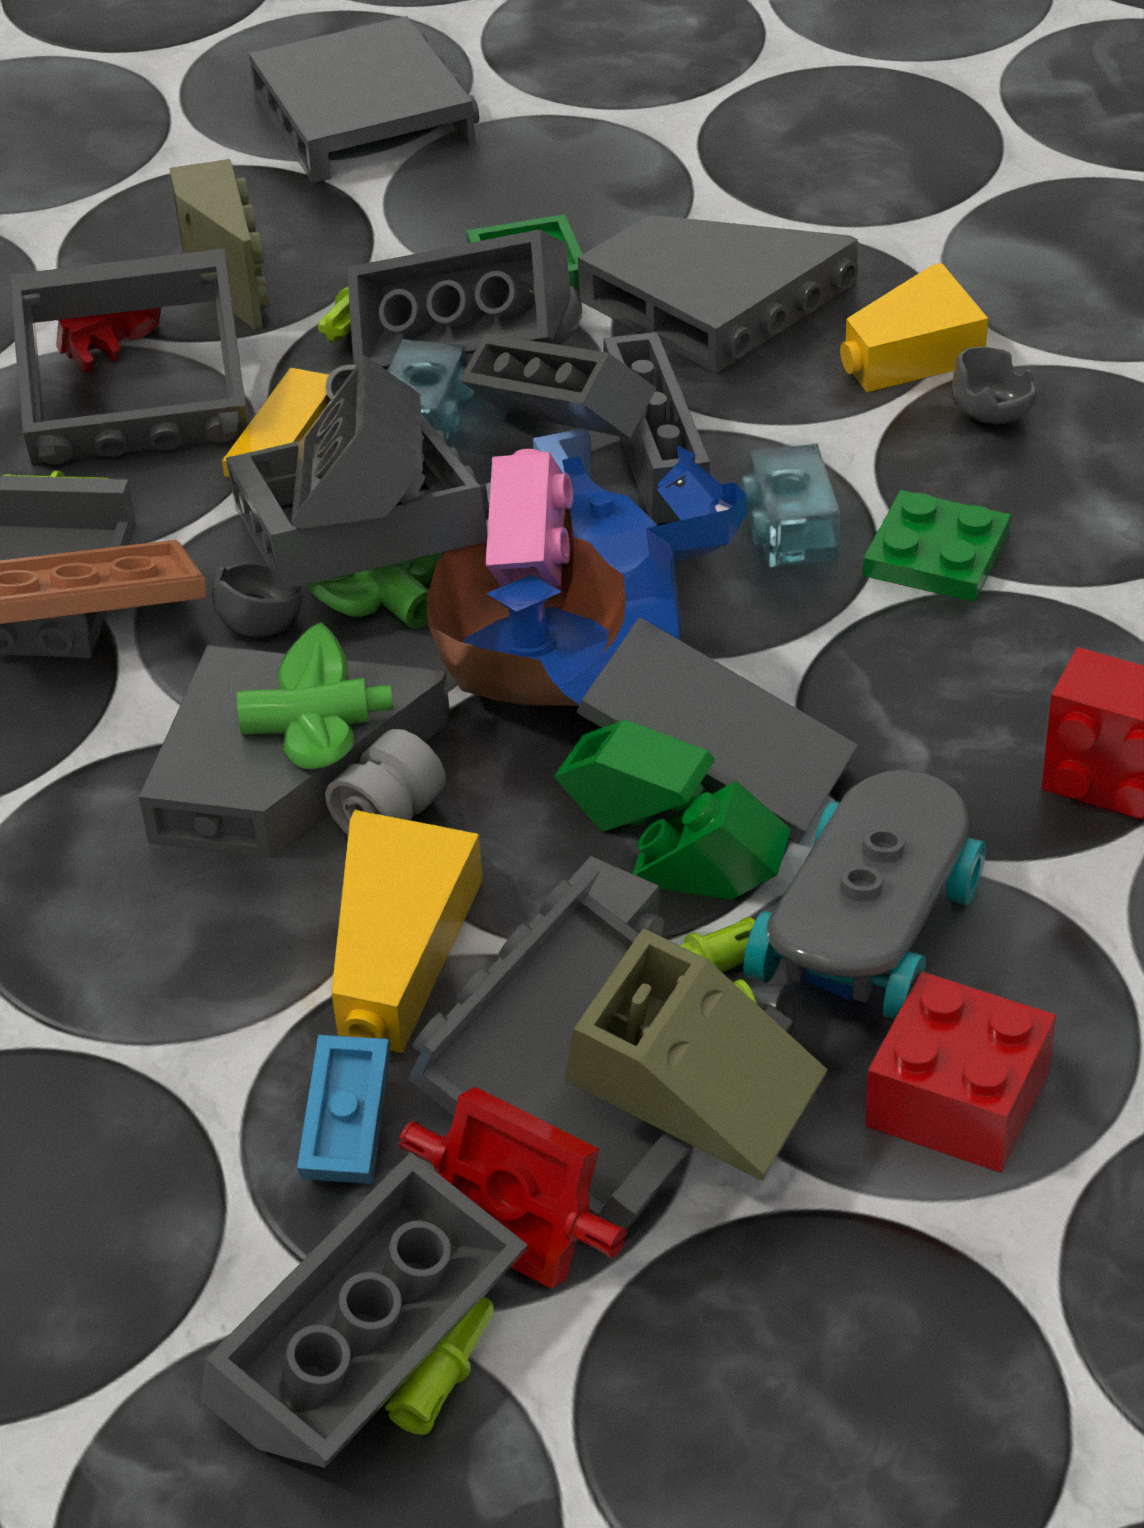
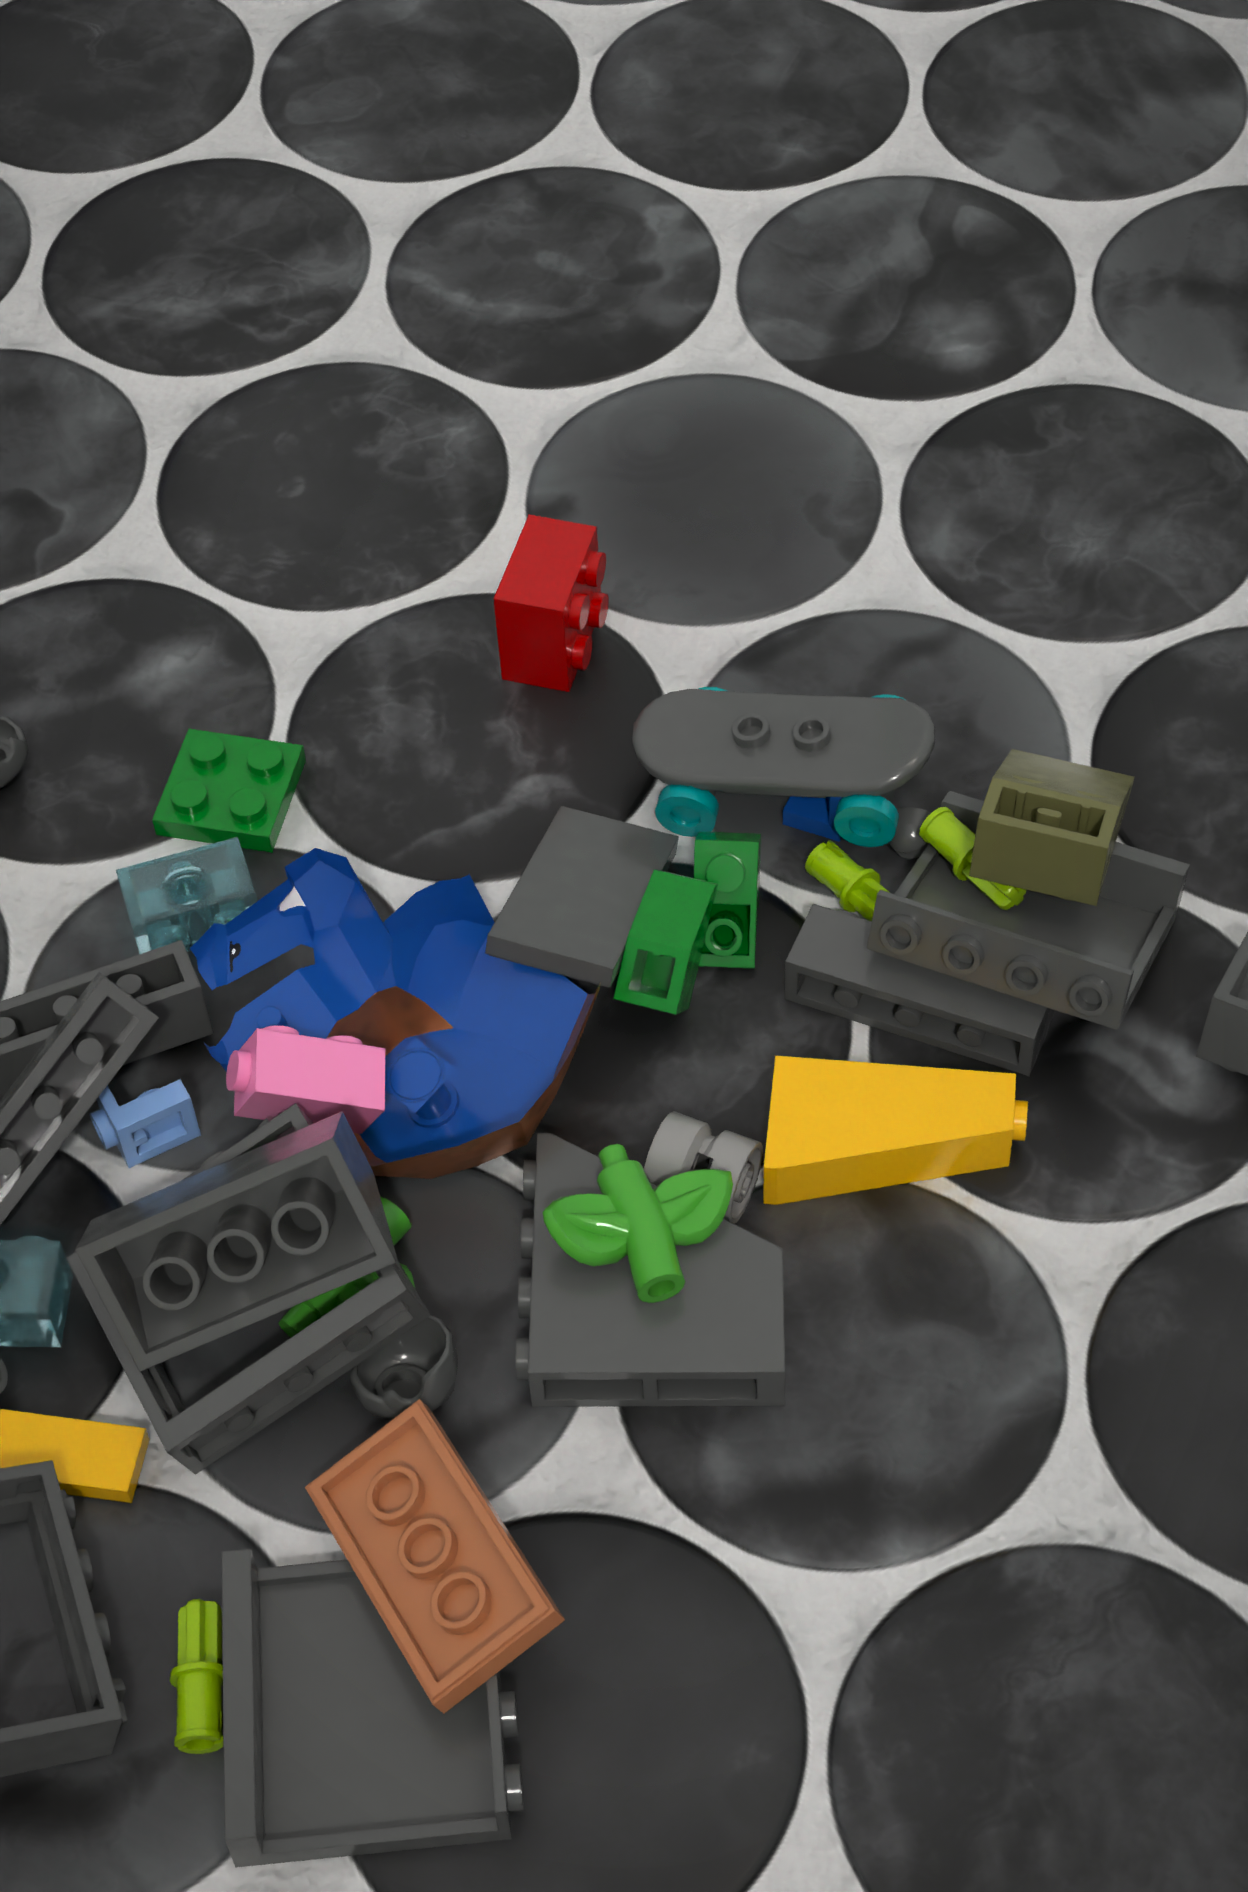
camera: 100 degrees left, 10 degrees up
(344, 1109) = (1124, 1108): dark azure plate -> none
(523, 1177) = (1190, 944): red plate -> none
(960, 1071) = (965, 682): red brick -> none

